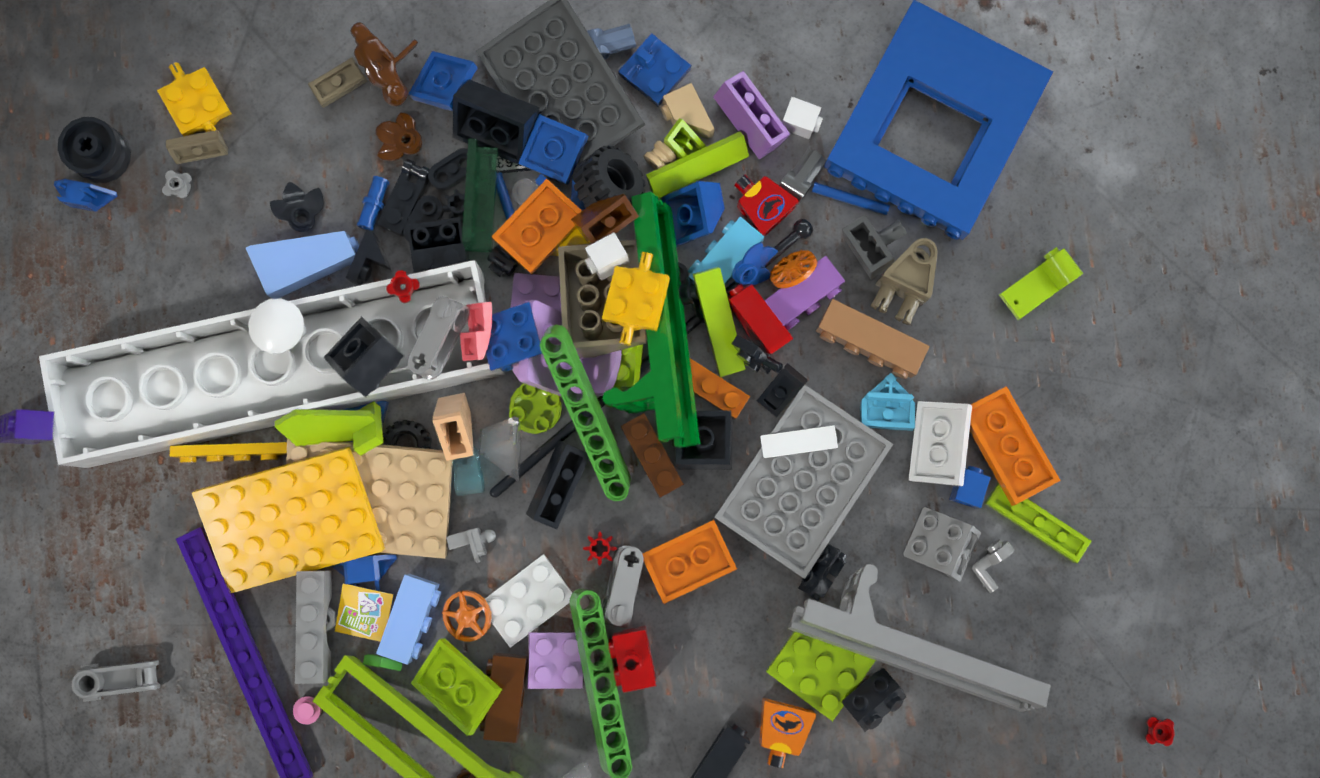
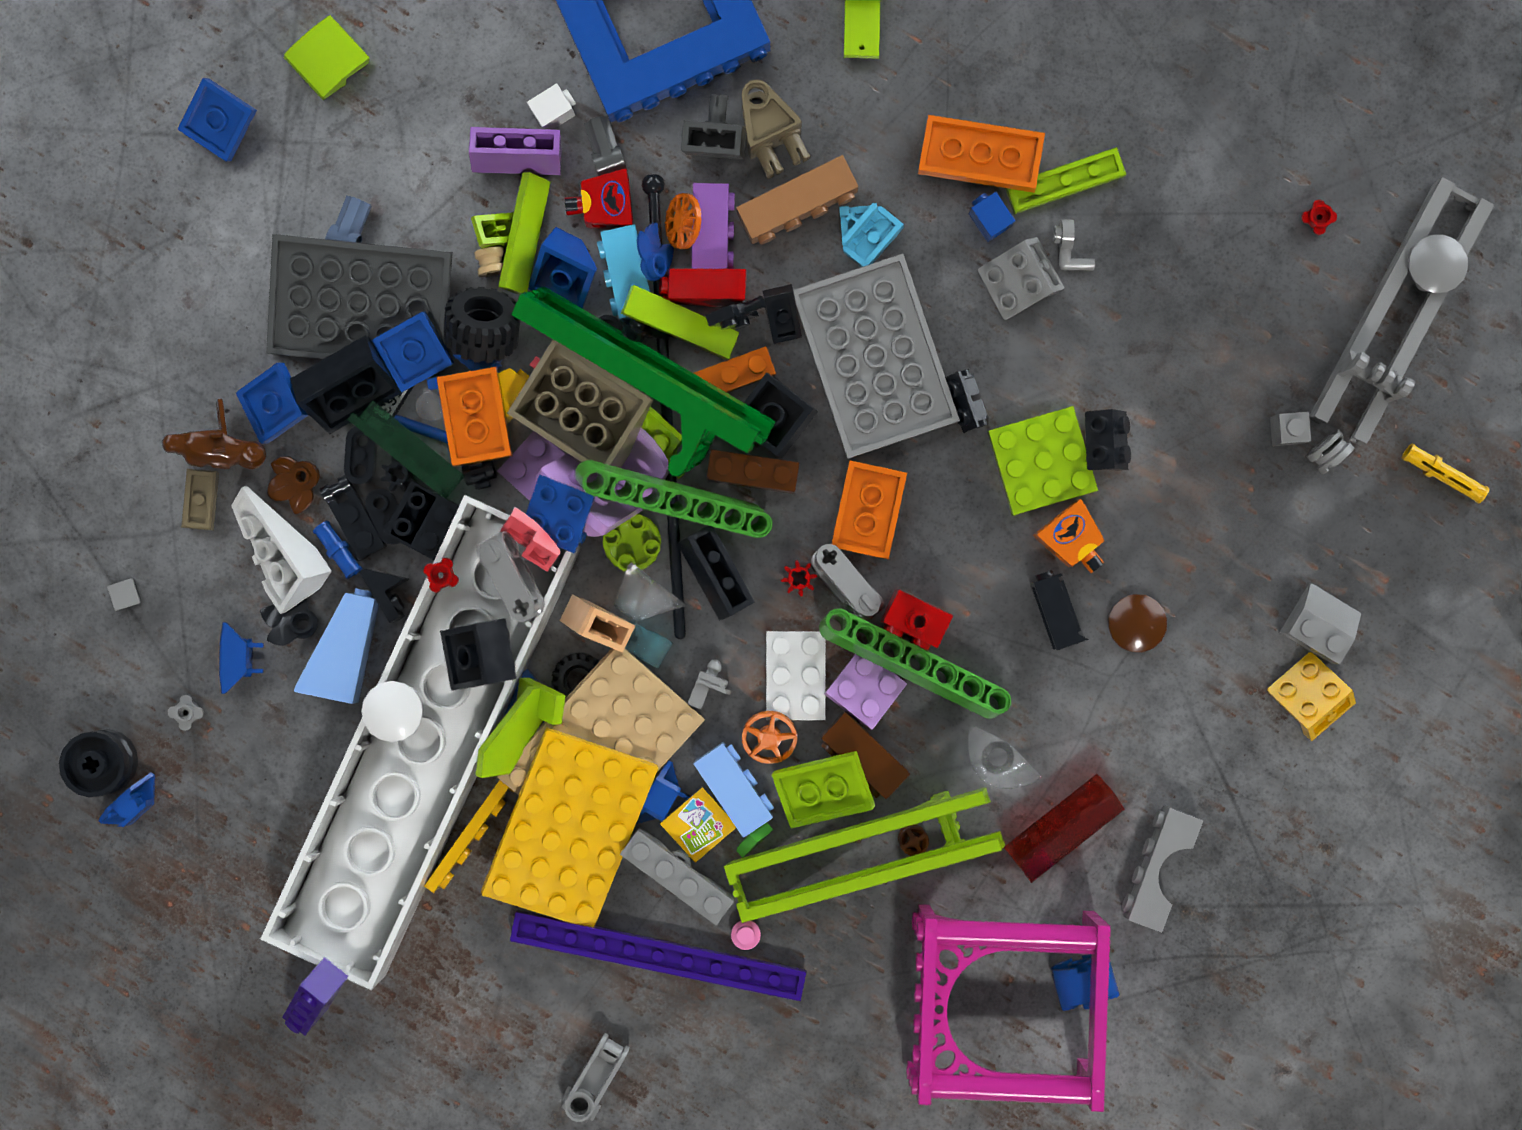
camera: 50 degrees left, 5 degrees up
(193, 101) = (119, 642): yellow plate -> none
(197, 147) = (165, 669): dark tan plate -> none
(231, 80) = (124, 594): none -> light grey piece
(241, 189) = (235, 657): none -> blue piece
(341, 171) = (287, 558): none -> white wedge
(604, 218) = (514, 353): reddish brown slope -> none
(606, 255) = (550, 377): white brick -> none
(636, 298) = (607, 379): yellow plate -> none
(654, 69) = (406, 205): blue hinge -> none
(686, 105) = (463, 202): tan slope -> none
(799, 441) = (838, 334): white sticker -> none
(850, 198) = (657, 121): blue bar -> none
(856, 630) = (1038, 409): light grey piece -> none
(940, 443) = (933, 211): white plate -> none

